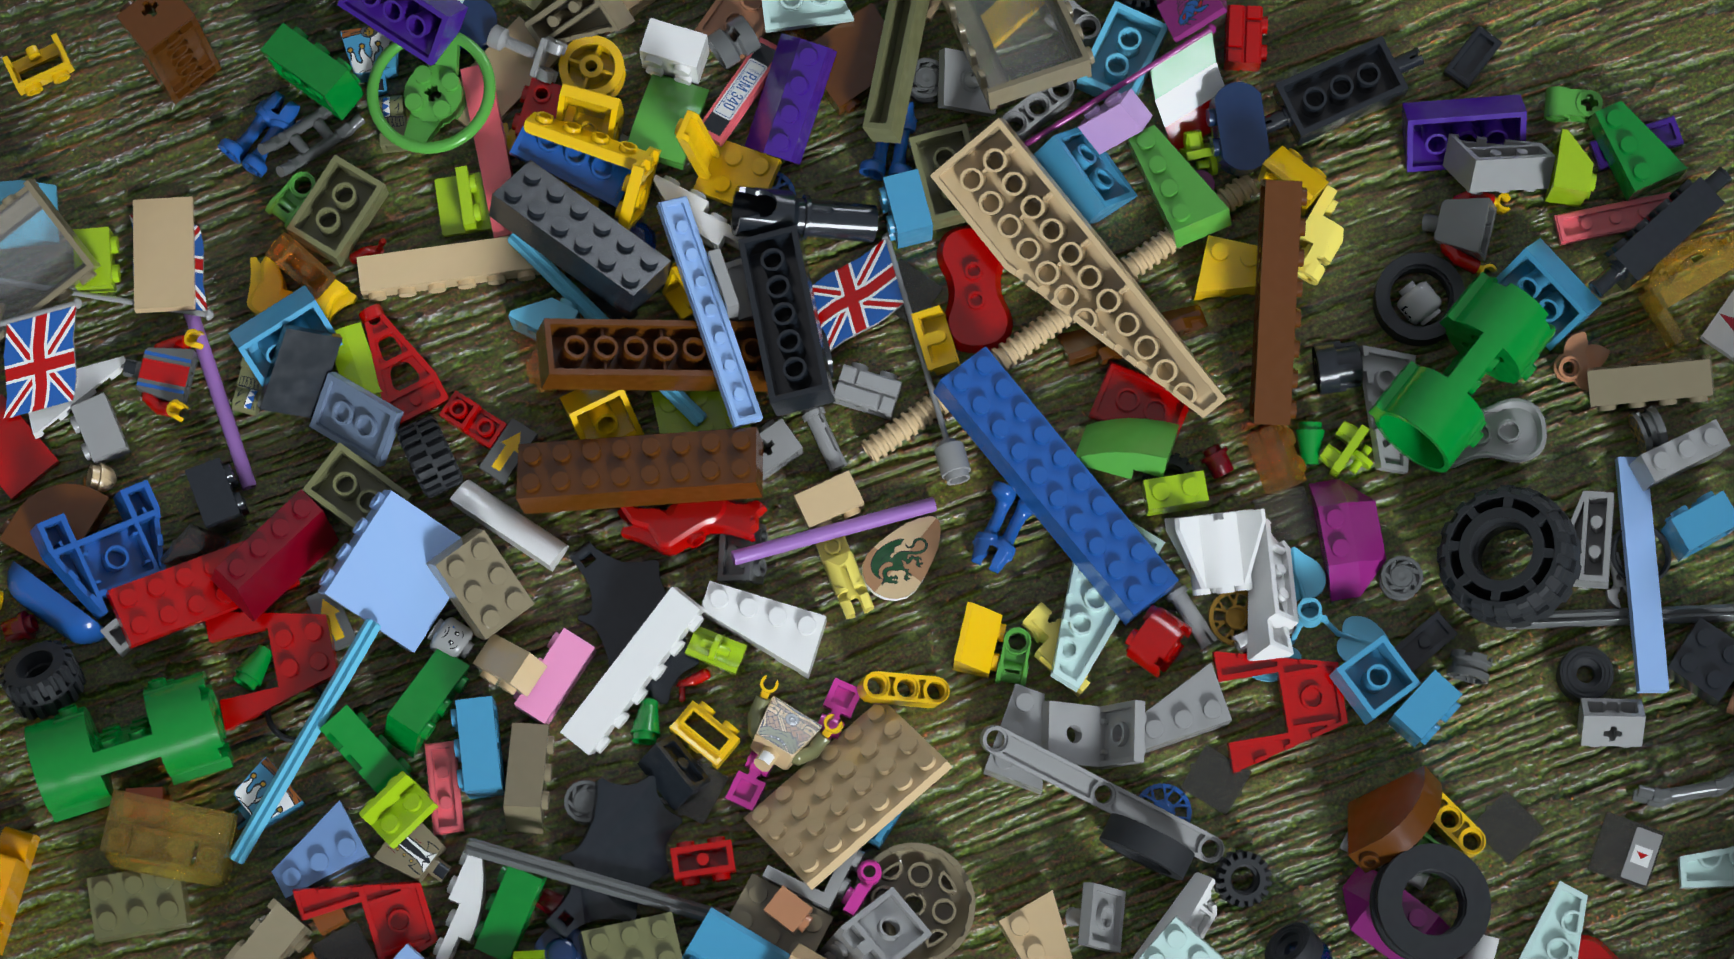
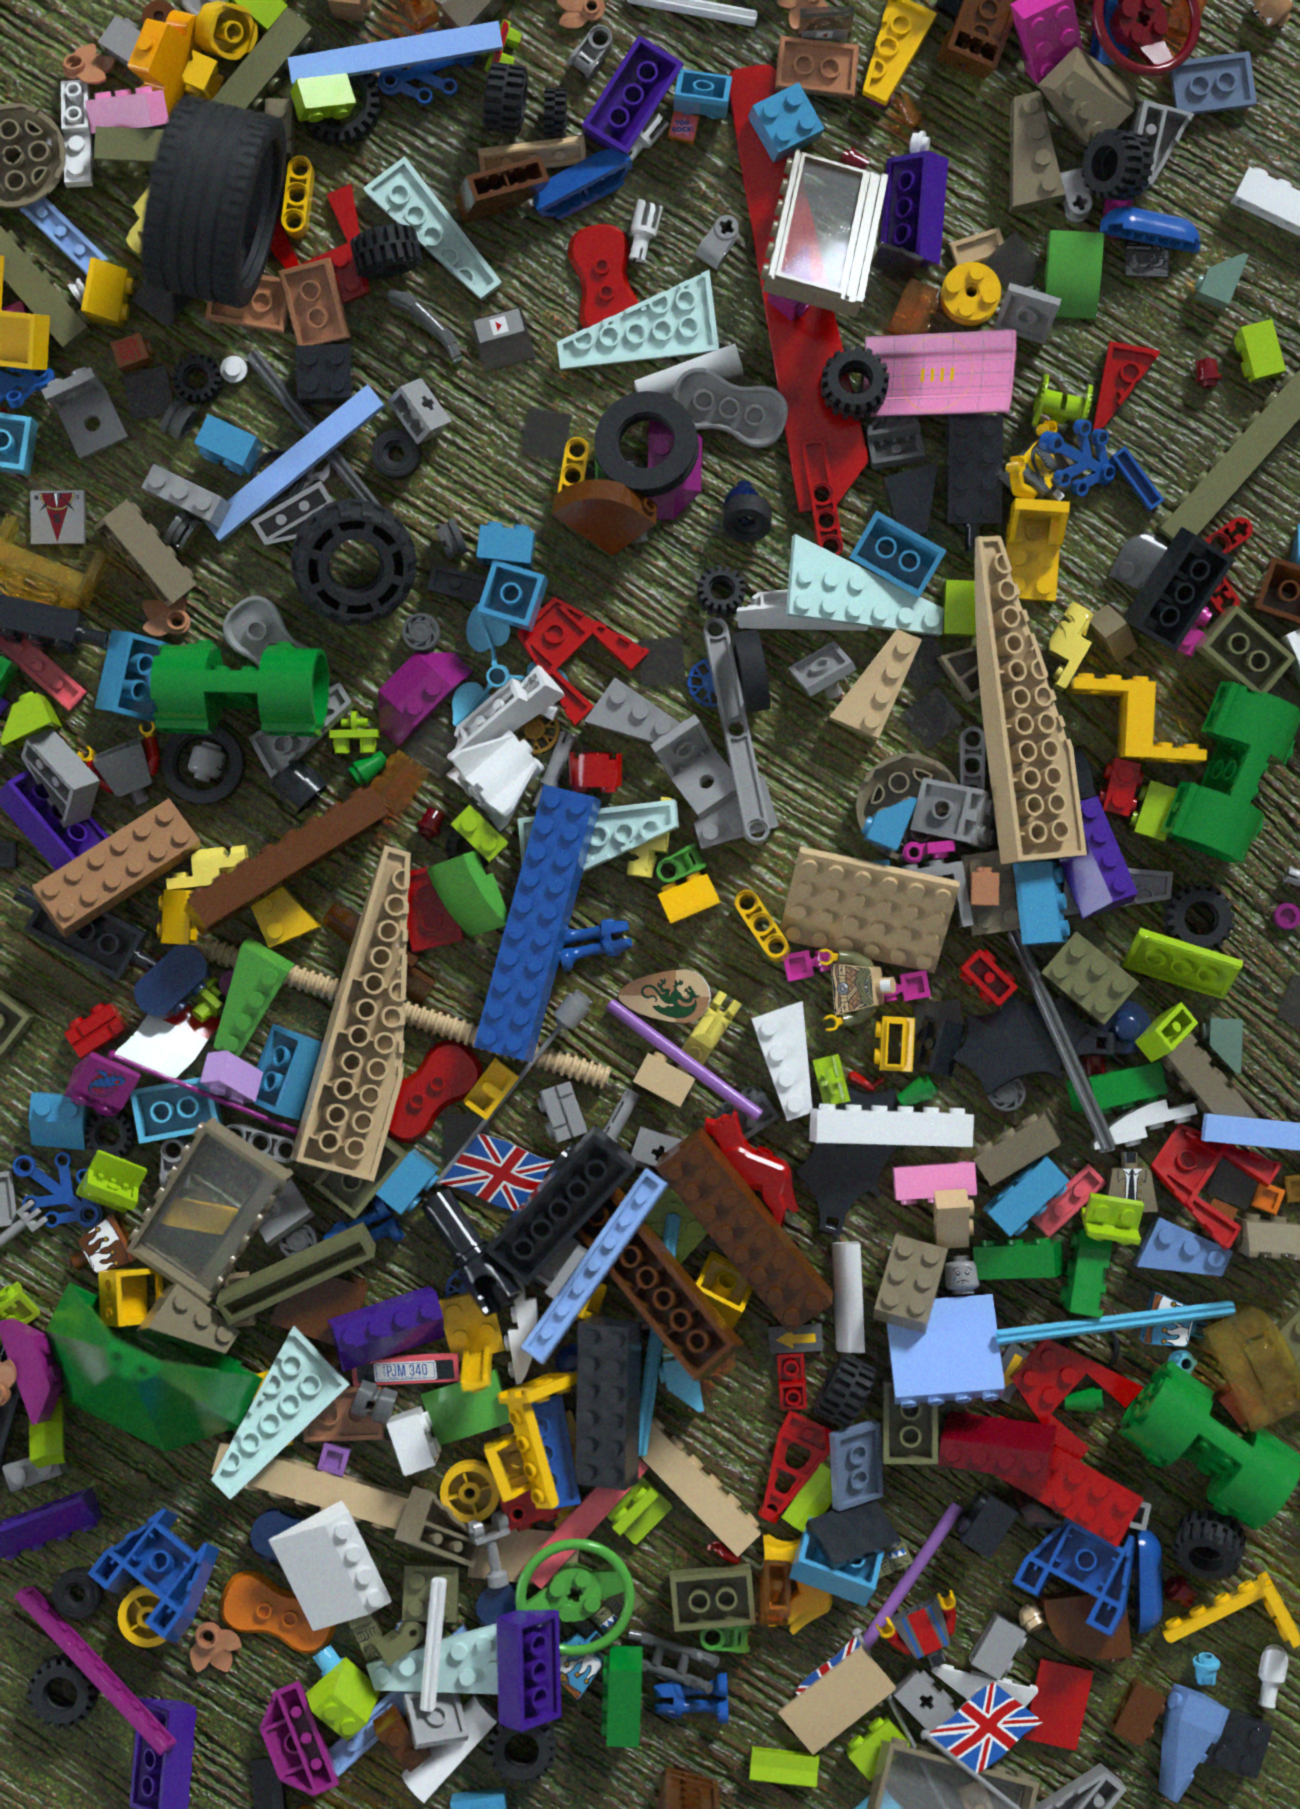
camera: 125 degrees left, 10 degrees up
(119, 338) = (913, 1687): none -> light grey brick
(142, 168) = (783, 1767): none -> lime piece
(228, 785) = (1179, 1355): none -> medium azure hose
(911, 863) = (888, 825): none -> dark azure slope
(1378, 152) = (116, 868): none -> medium nougat brick

